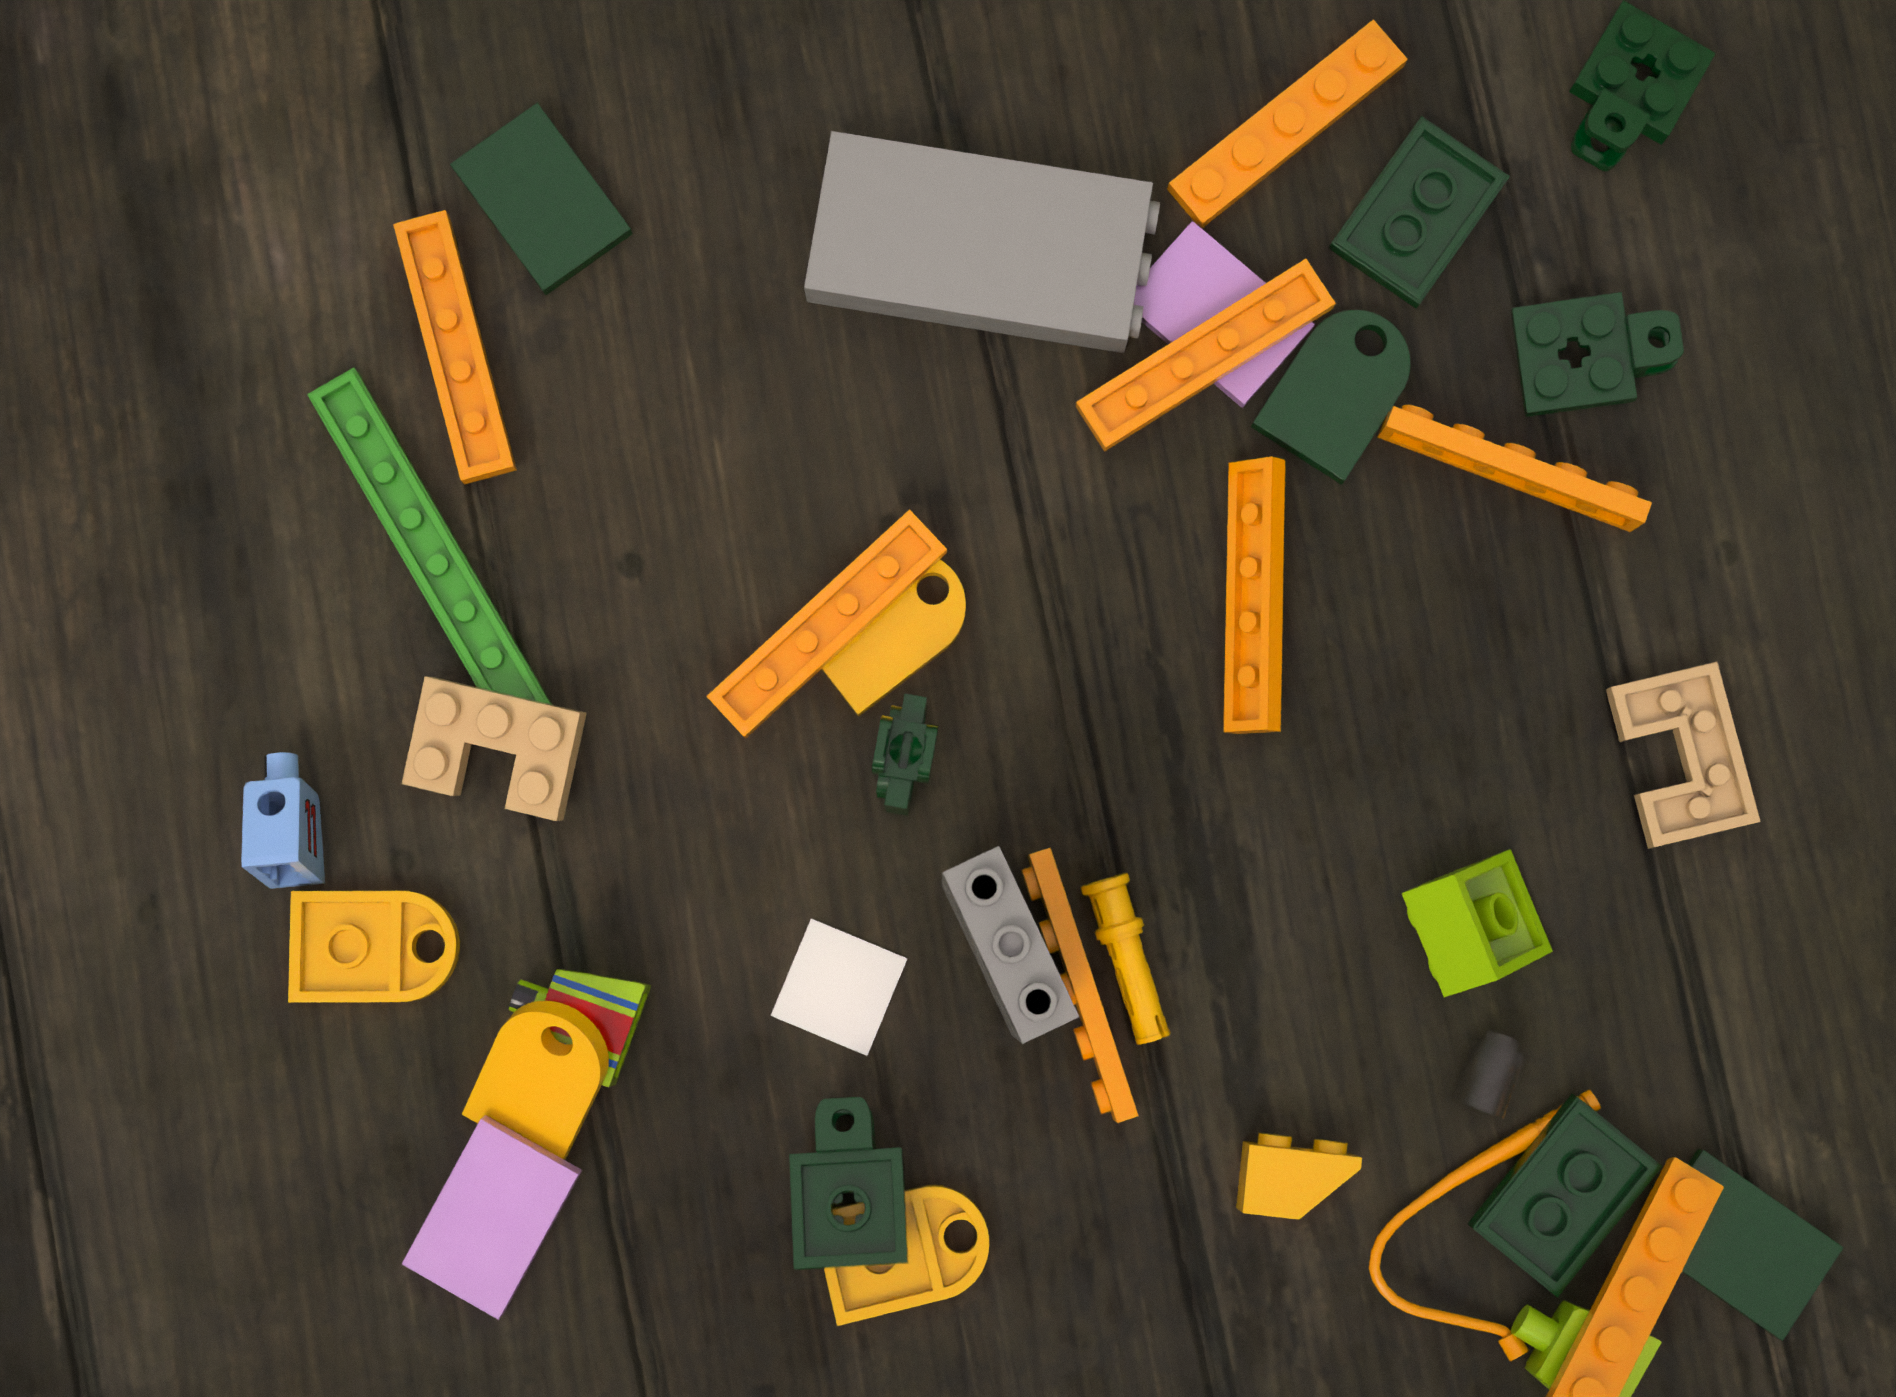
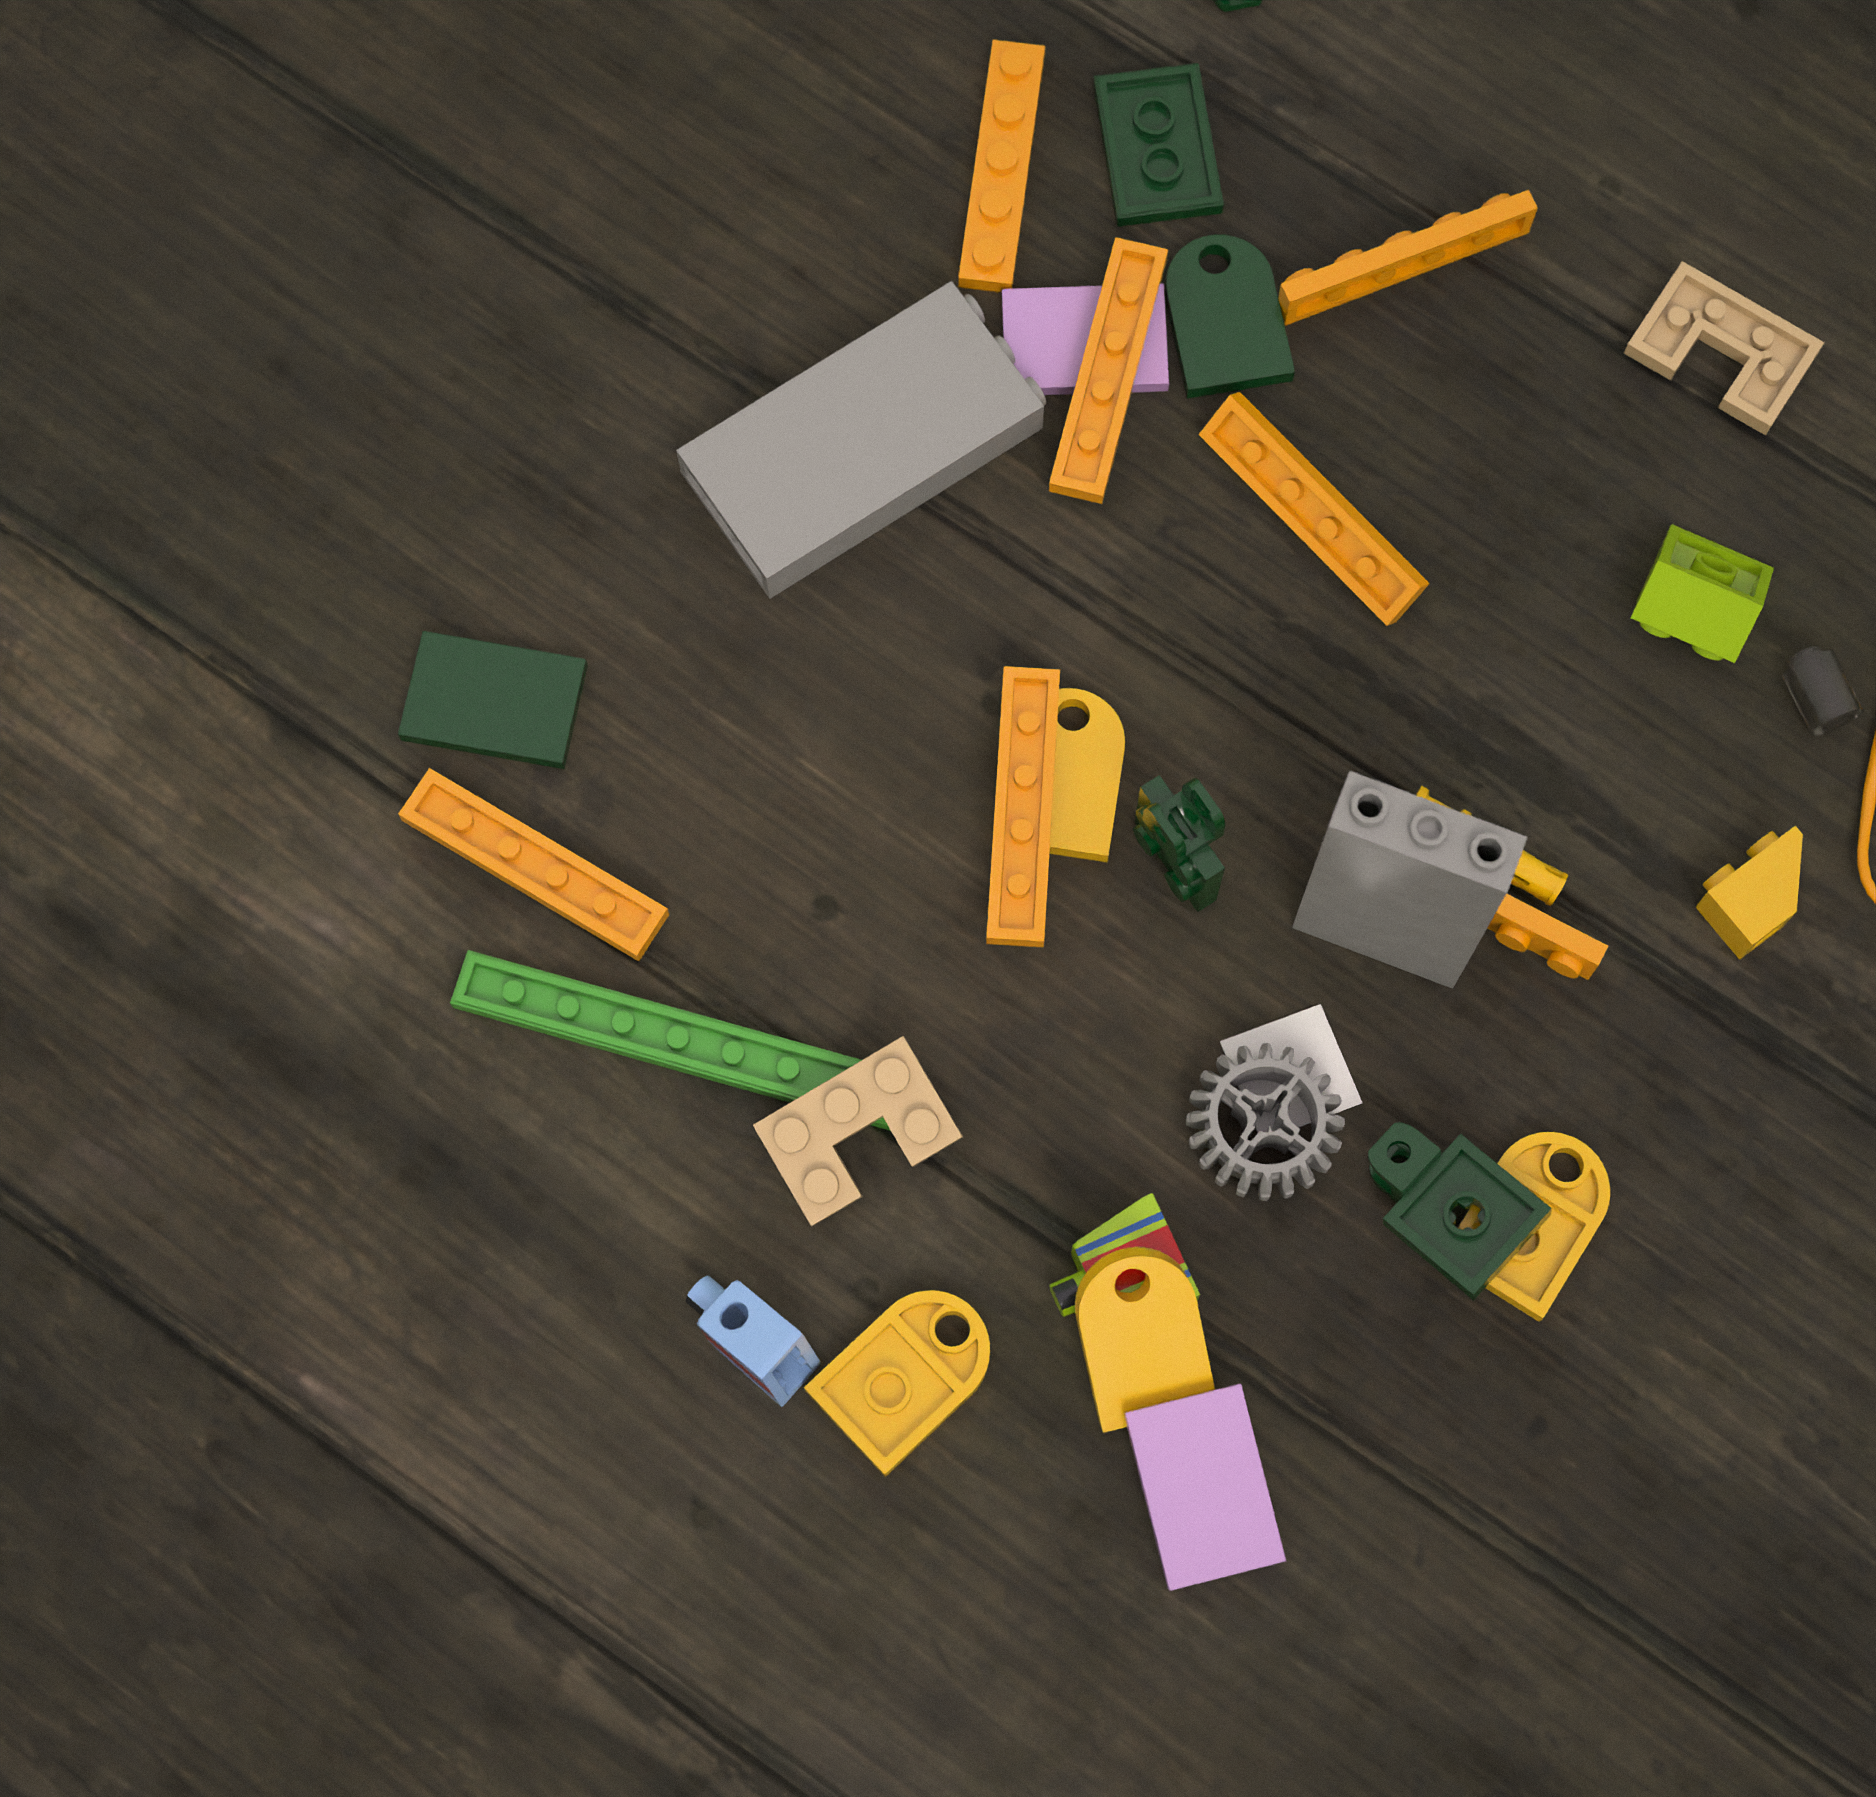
camera: 40 degrees left, 10 degrees down
(730, 1014) = (1244, 1105): none -> light grey gear
(1615, 347) = (1393, 112): dark green plate -> none

